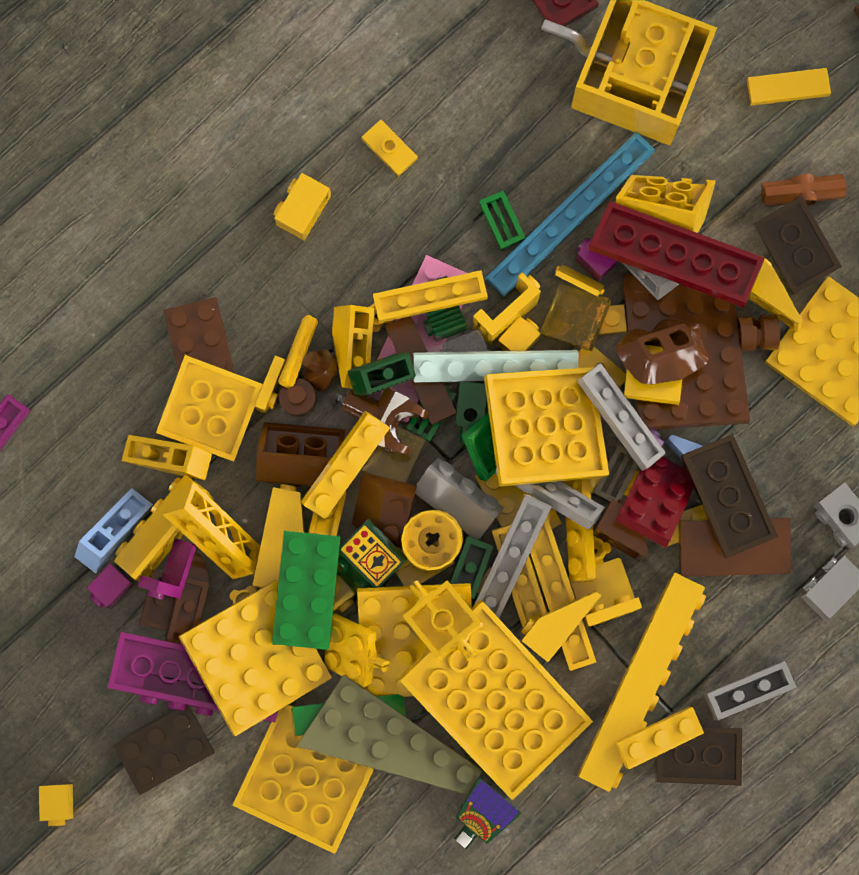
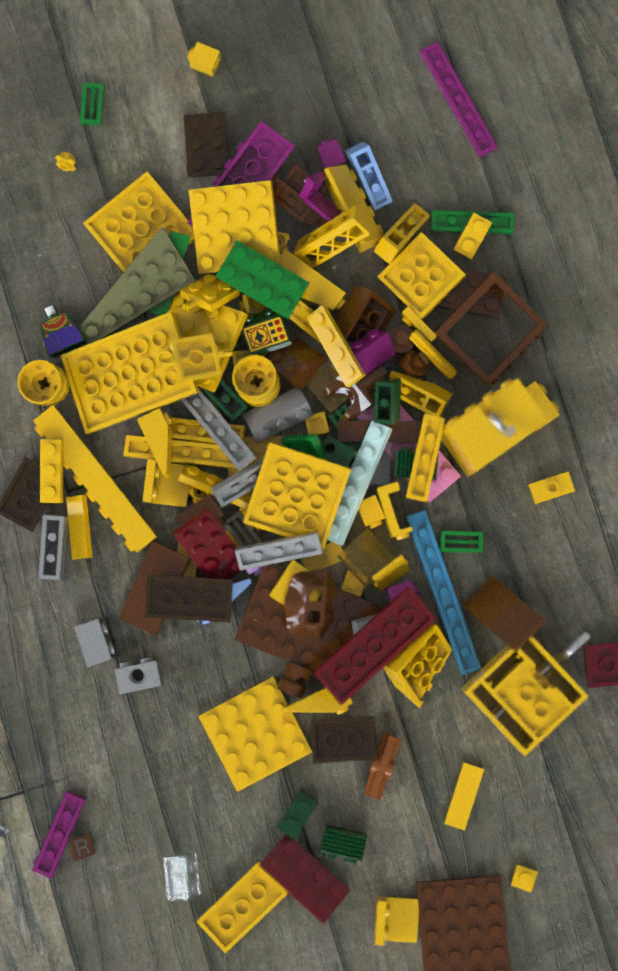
camera: 115 degrees right, 5 degrees up
(114, 382) = (455, 221): none -> green tile
(131, 372) = (472, 235): none -> yellow plate
(221, 337) = (466, 304): none -> reddish brown window
(327, 422) = (373, 350): none -> magenta brick
(357, 234) = (492, 426): none -> yellow piece
(446, 448) = (317, 424): none -> yellow plate
(565, 128) = (504, 613): none -> reddish brown tile
(569, 813) = (31, 383): none -> yellow wheel
(708, 673) = (79, 527): none -> yellow tile

